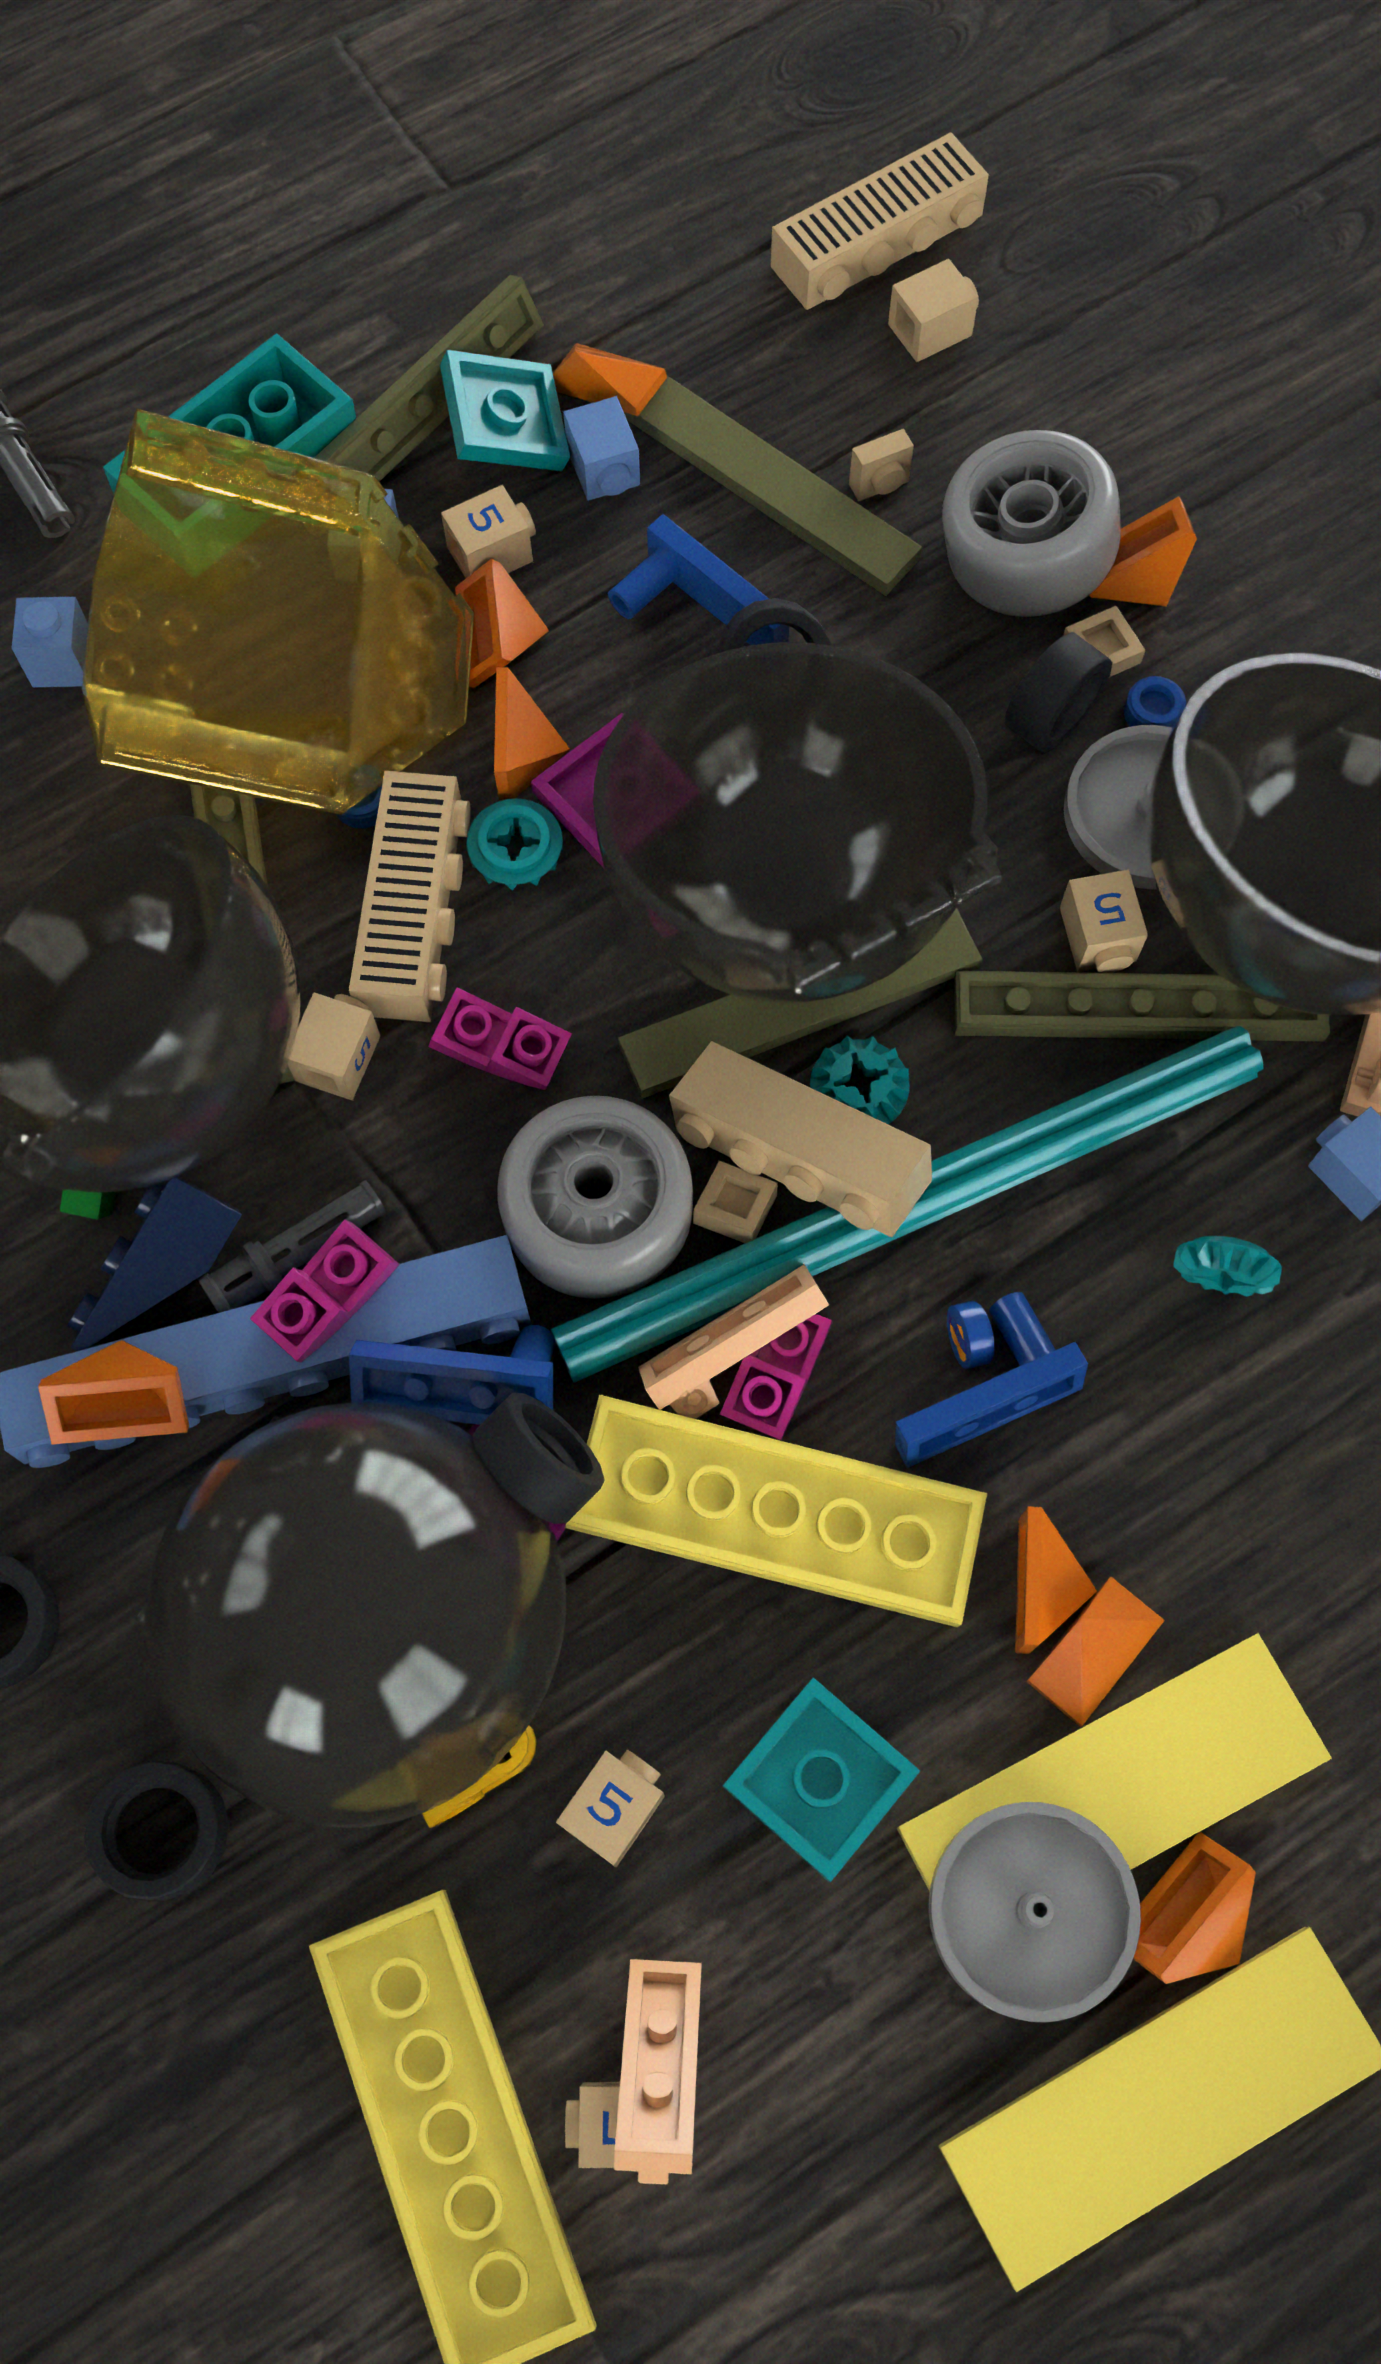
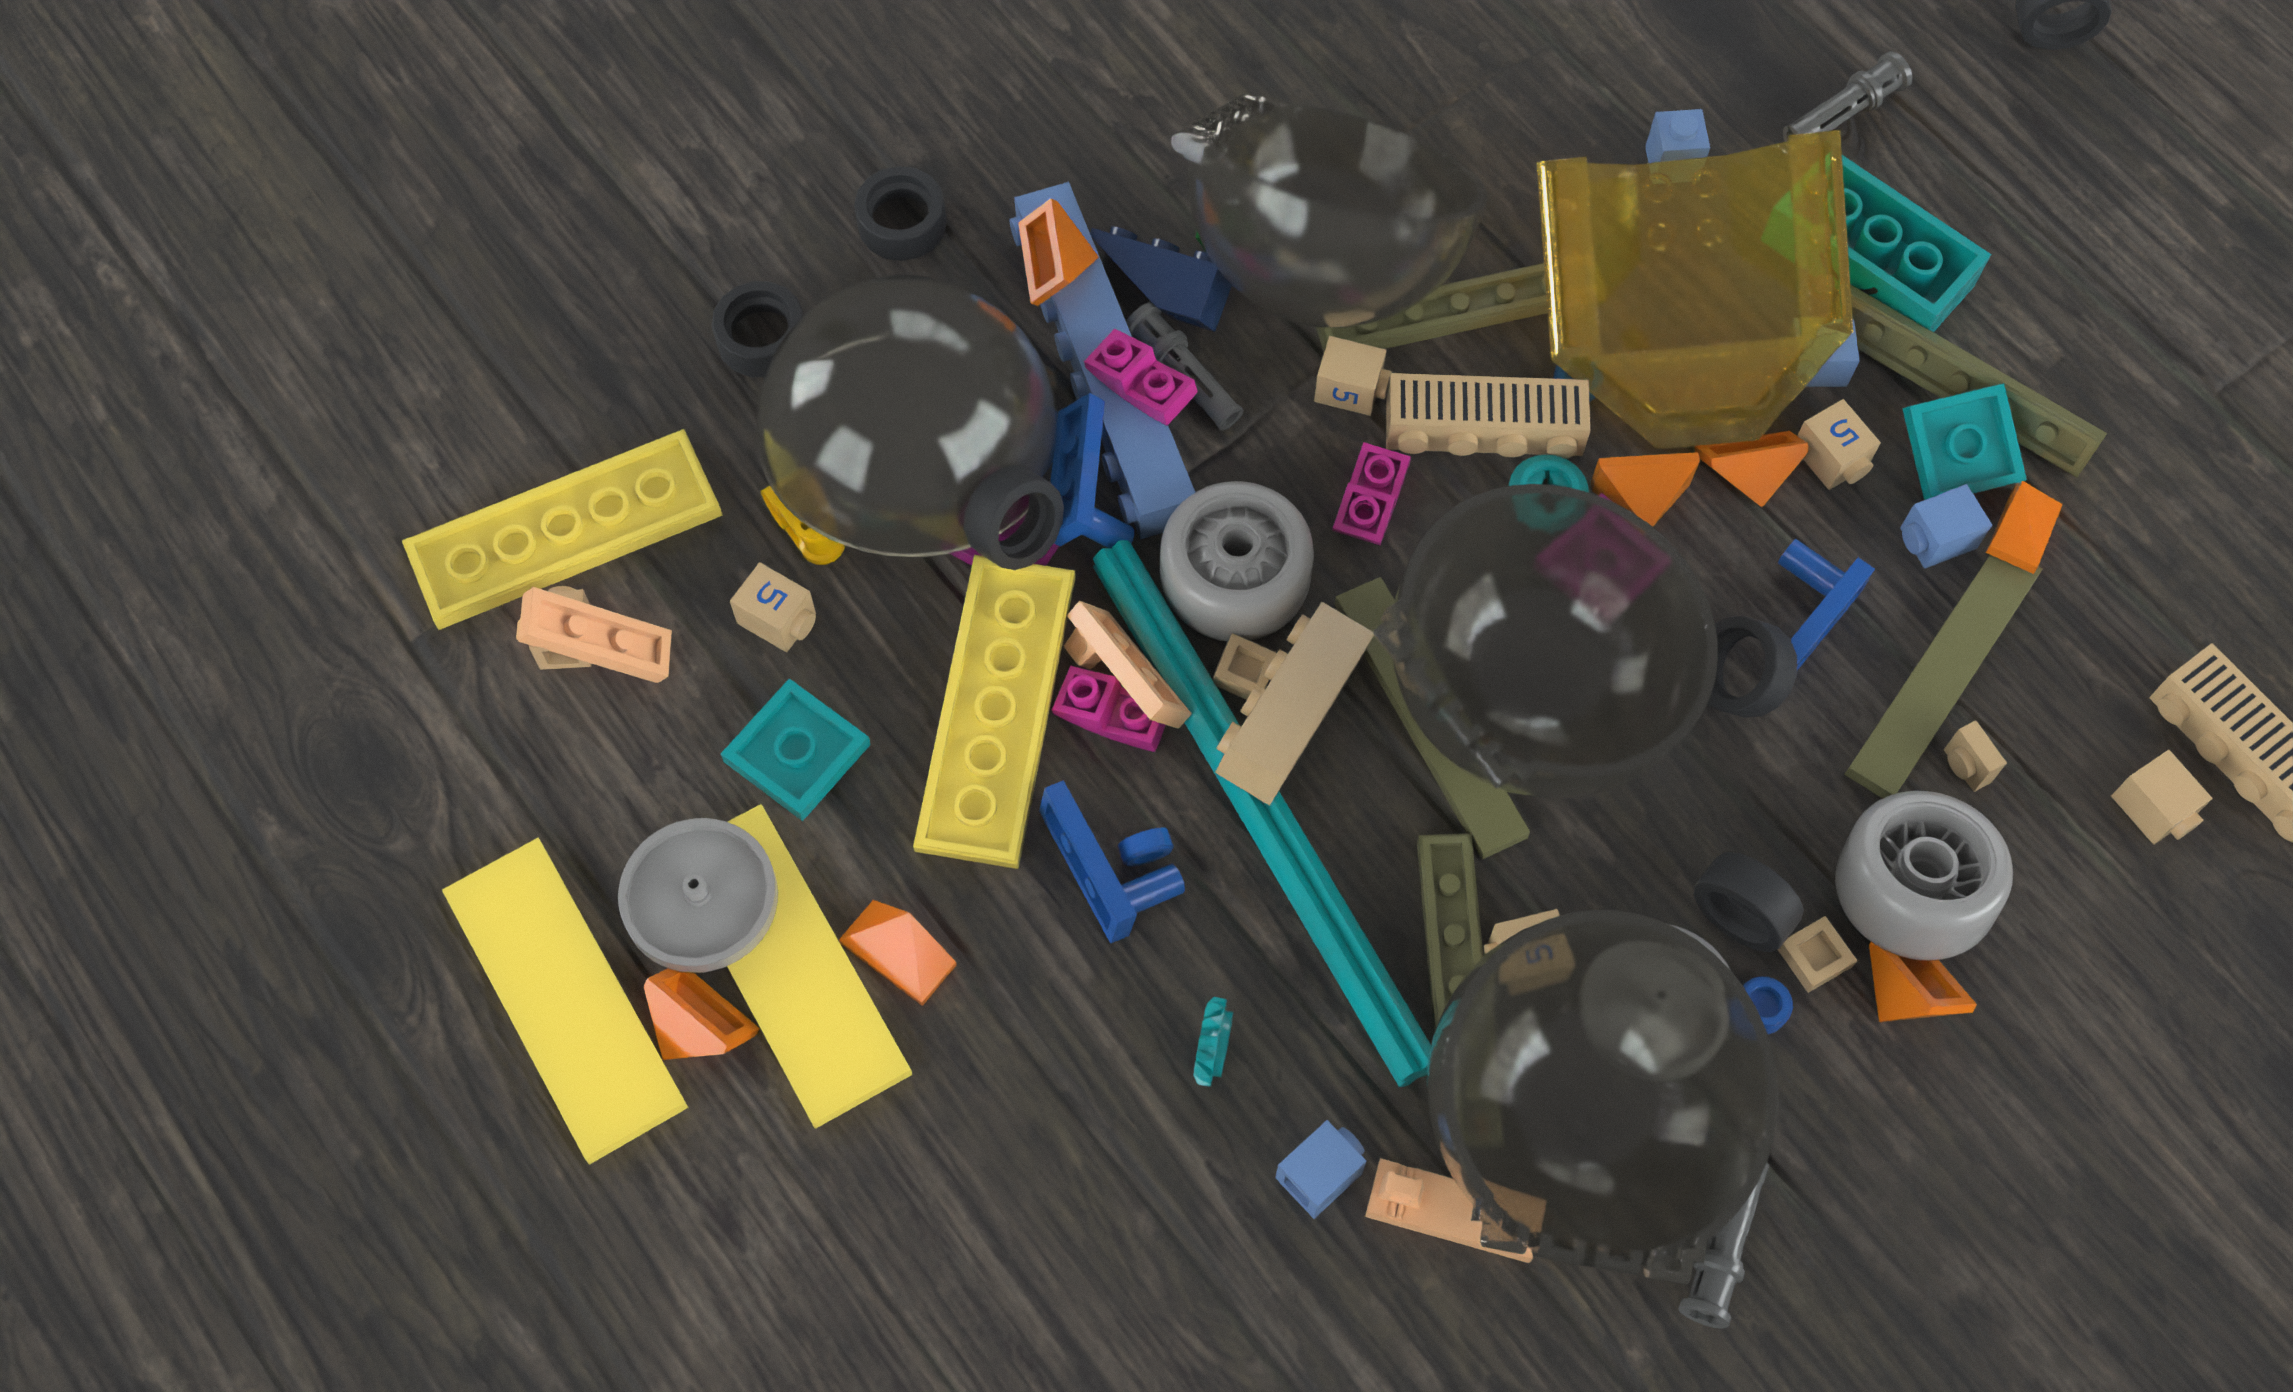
camera: 85 degrees right, 5 degrees down
(886, 1095) = (1349, 781): teal gear -> none
(1048, 1581) = (948, 906): orange slope -> none

